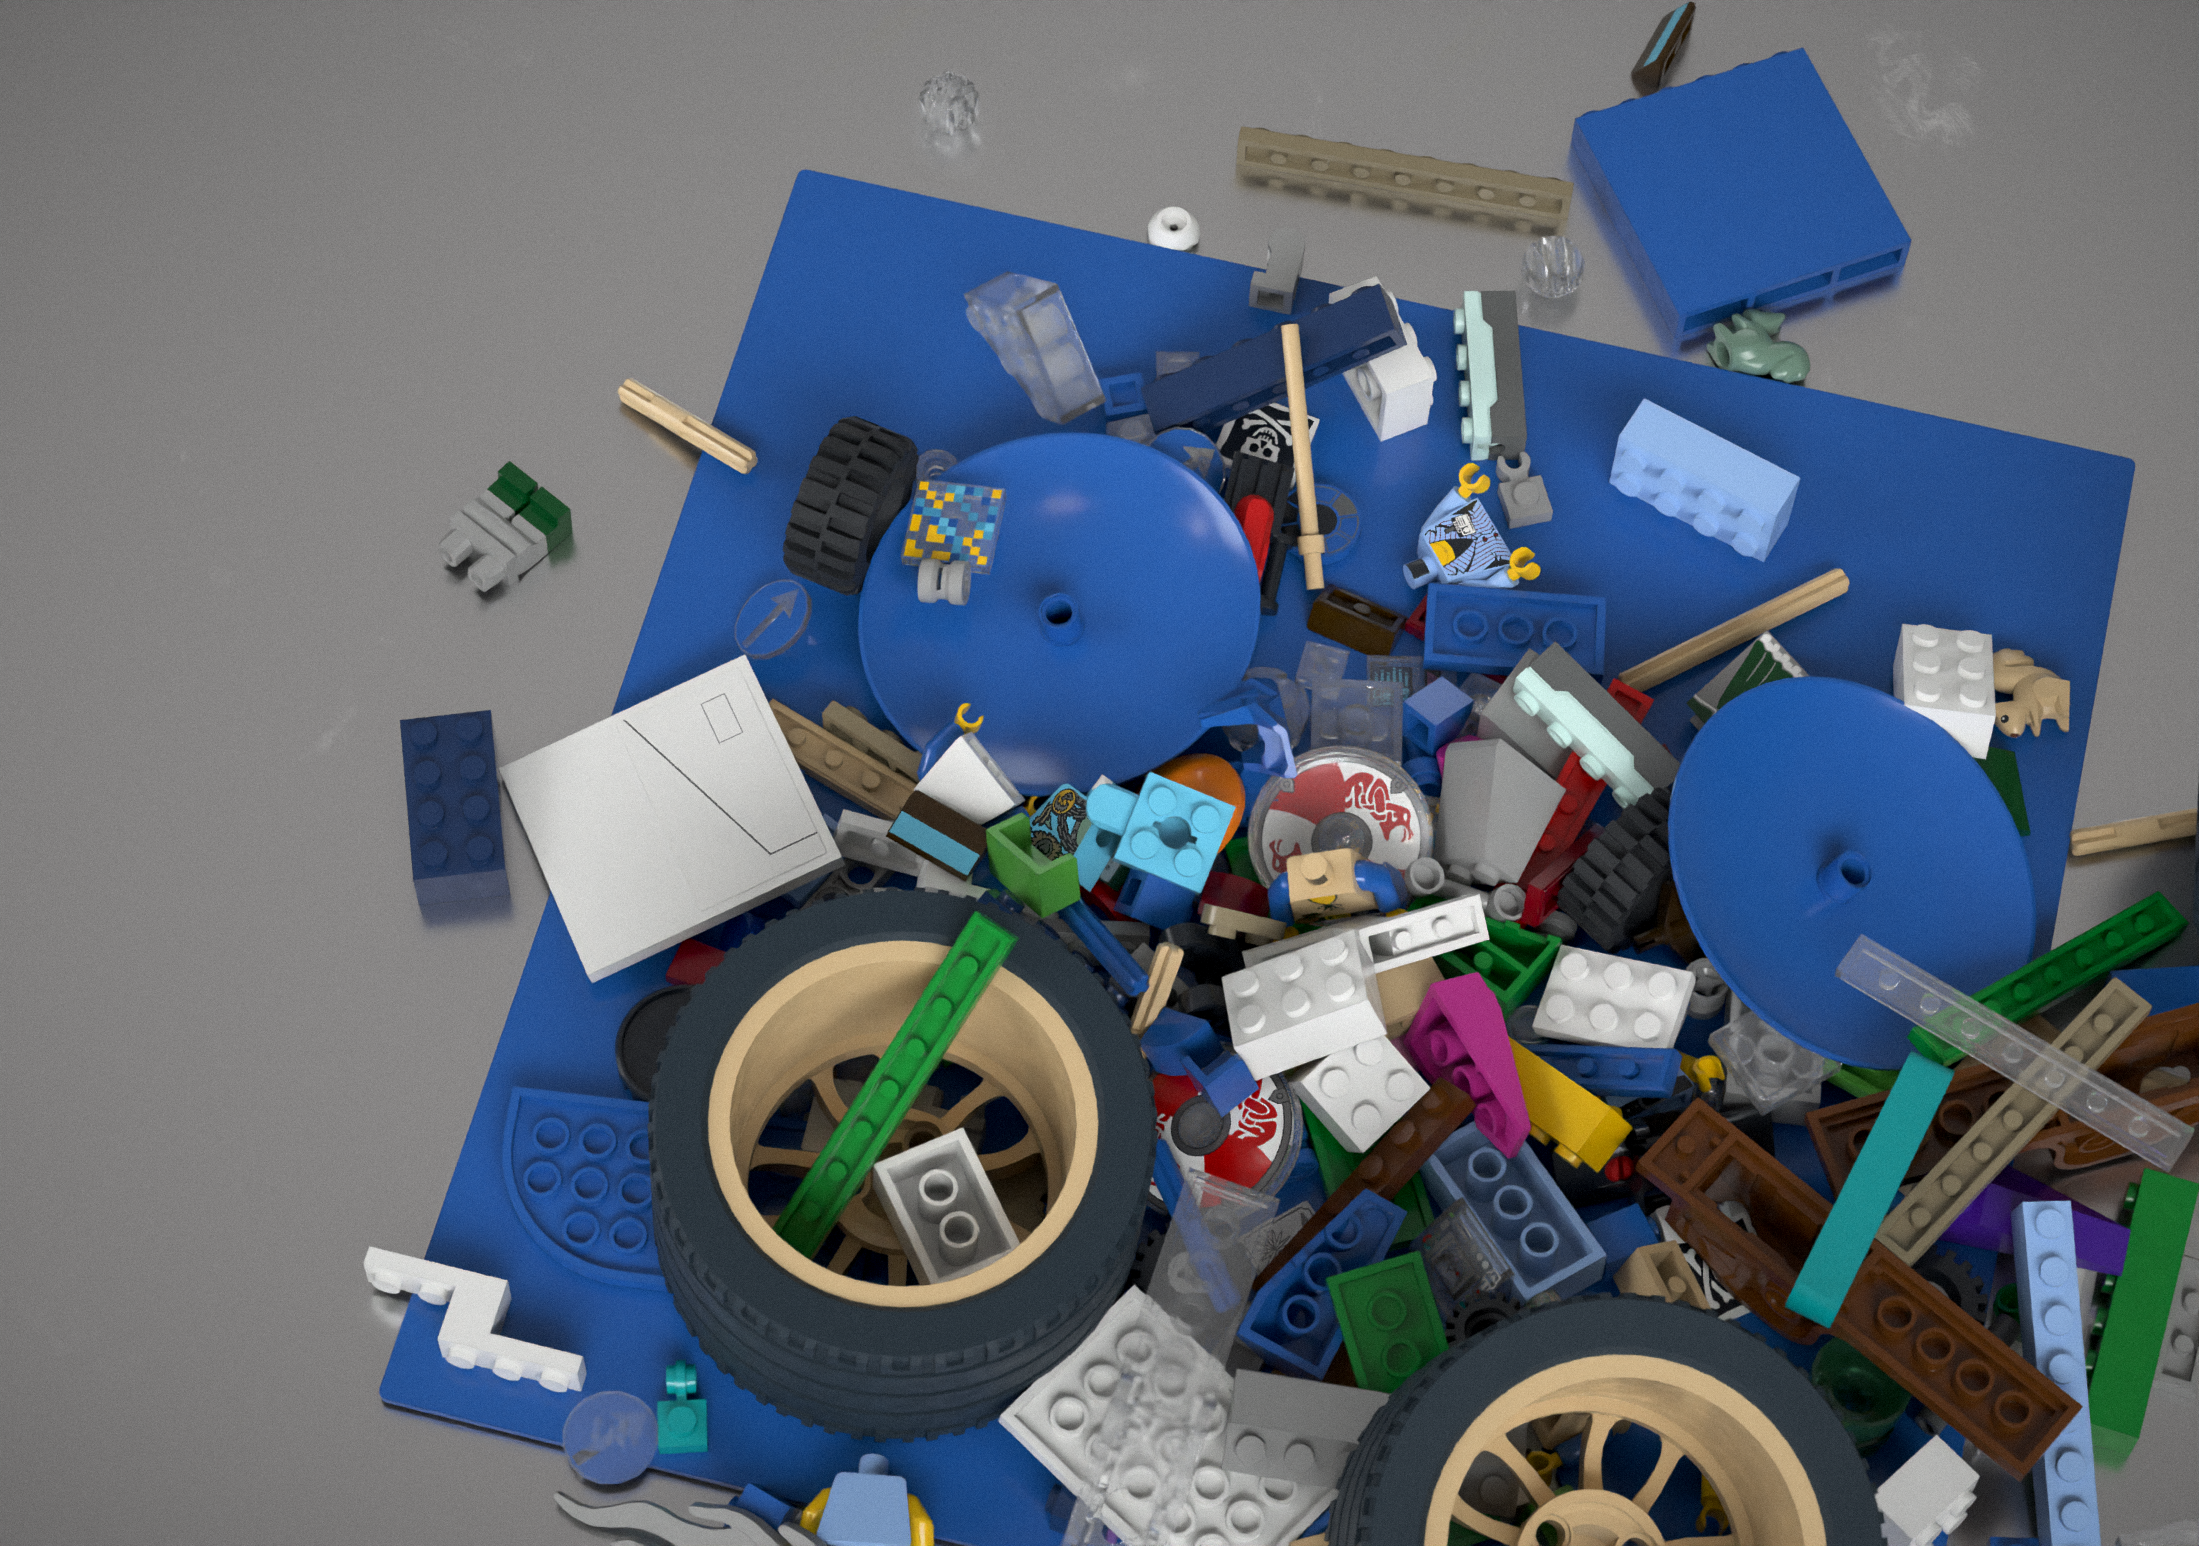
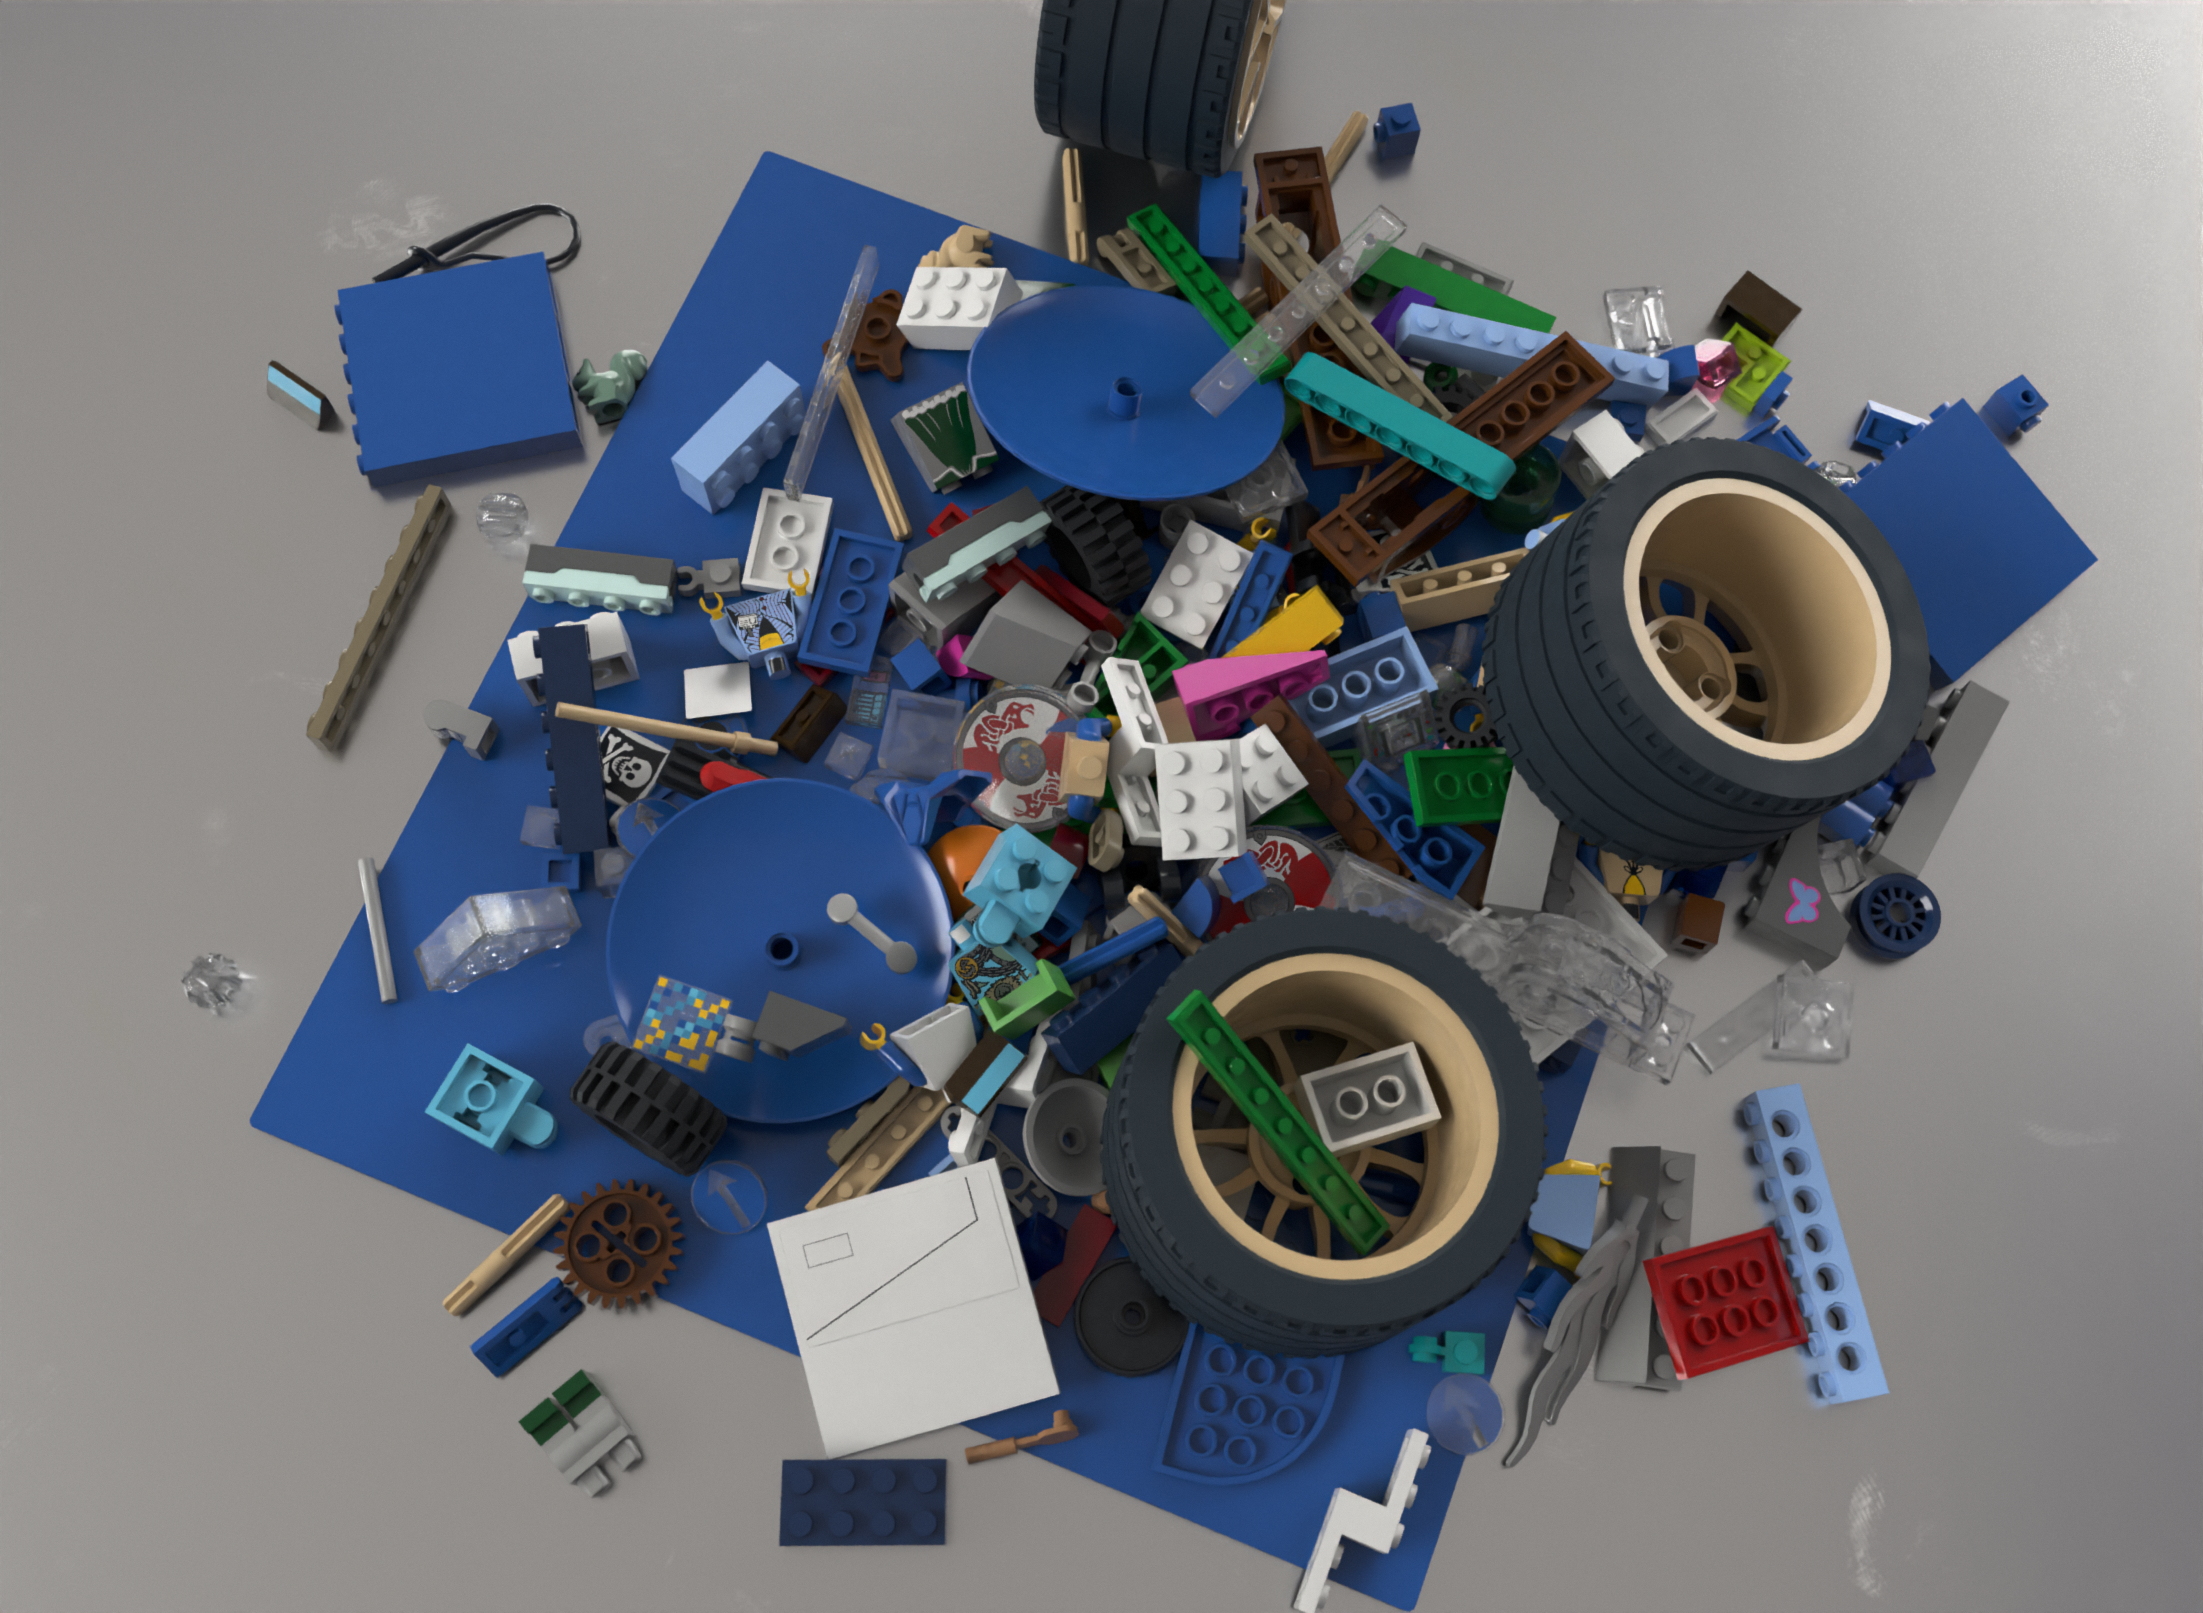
camera: 85 degrees left, 10 degrees up
(548, 993) = (1062, 1431): none -> medium nougat piece
(611, 457) = (526, 1327): none -> blue hinge
(676, 508) = (596, 1272): none -> reddish brown gear
(846, 370) = (492, 1103): none -> medium azure brick
(957, 616) = (796, 1027): none -> dark grey slope
(1030, 240) = (377, 931): none -> light grey bar
(1064, 725) = (899, 955): none -> light grey bar
(1174, 218) = (390, 822): white plate -> none
(1377, 517) = (717, 690): none -> white sticker
(1589, 557) = (785, 539): none -> white plate
(1819, 564) = (831, 374): none -> clear tile
(1882, 133) = (428, 257): none -> black piece
(1884, 608) = (878, 339): none -> reddish brown tile
(2082, 904) = (1136, 262): none -> dark tan plate

